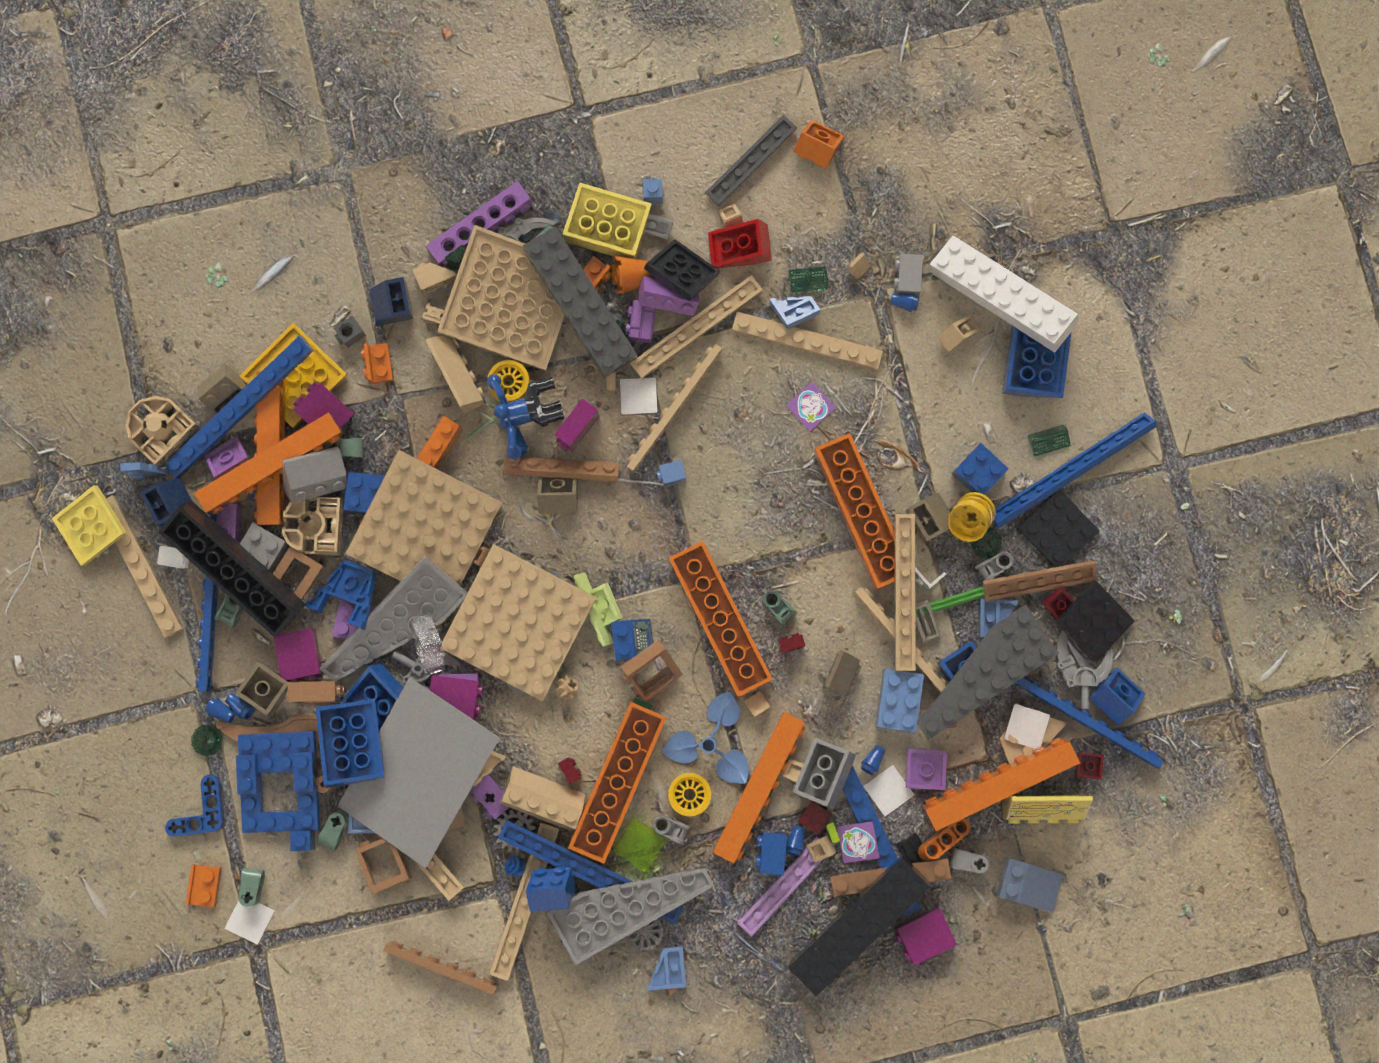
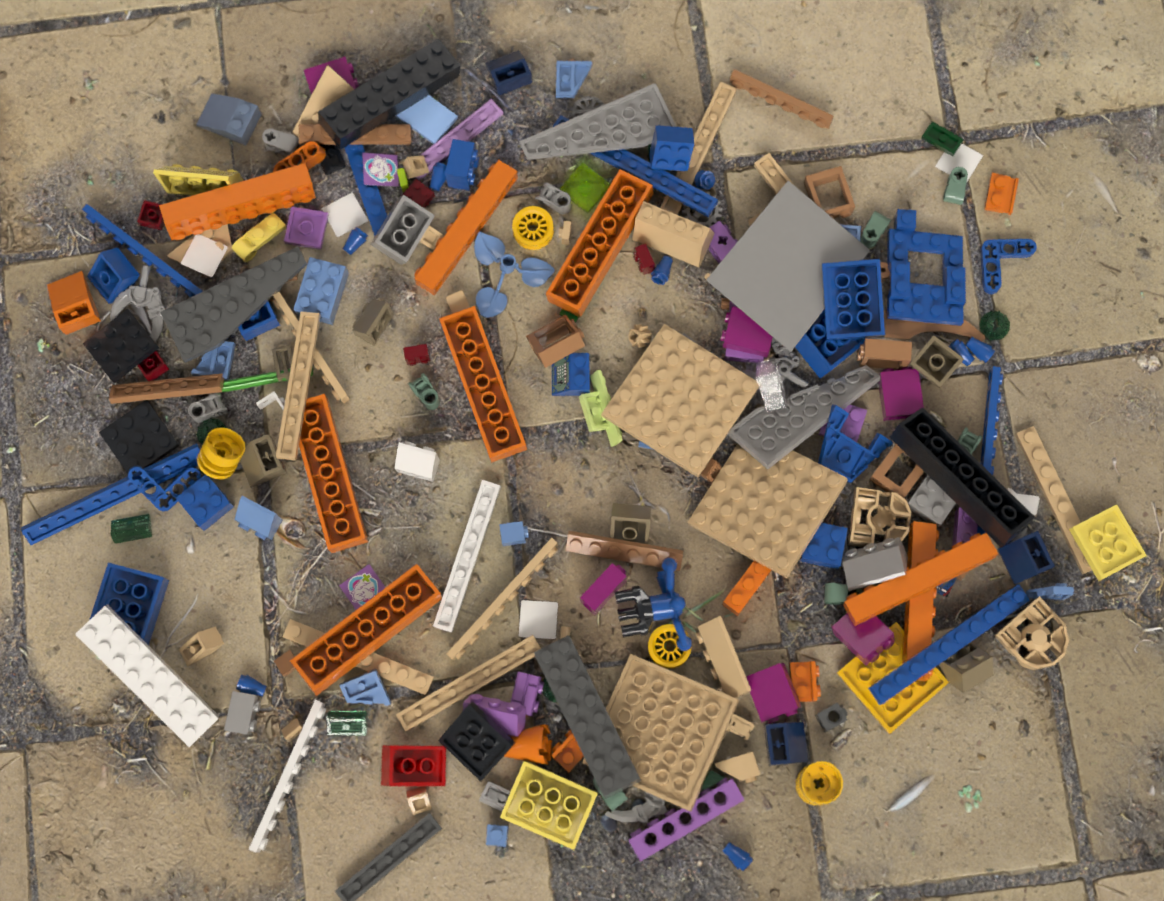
camera: 170 degrees left, 5 degrees down
(226, 457) = (964, 595): medium lavender plate -> none
(267, 940) = (942, 138): none -> dark green plate
(352, 258) = (830, 782): none -> yellow wheel
(406, 347) = (773, 693): none -> magenta brick
(427, 197) = (739, 857): none -> blue cone
(551, 758) = (662, 271): none -> blue cone
(655, 791) = (565, 232): none -> tan plate
(714, 447) = (466, 556): none -> white plate
(736, 969) = (509, 72): none -> dark blue slope
(775, 532) = (416, 461): none -> white slope
(801, 360) = (366, 629): none -> orange brick
(814, 906) = (428, 118): none -> light blue tile
(818, 143) = (313, 870): orange slope -> none
(857, 215) = (285, 785): none -> white plate
(874, 327) = (284, 664): none -> medium nougat slope
(924, 459) = (257, 518): none -> medium blue slope
(924, 915) = (329, 89): none -> tan wing
(974, 754) = (263, 232): none -> light yellow plate
(1024, 475) = (160, 493): none -> blue beam
(1154, 662) = (72, 303): none -> orange slope

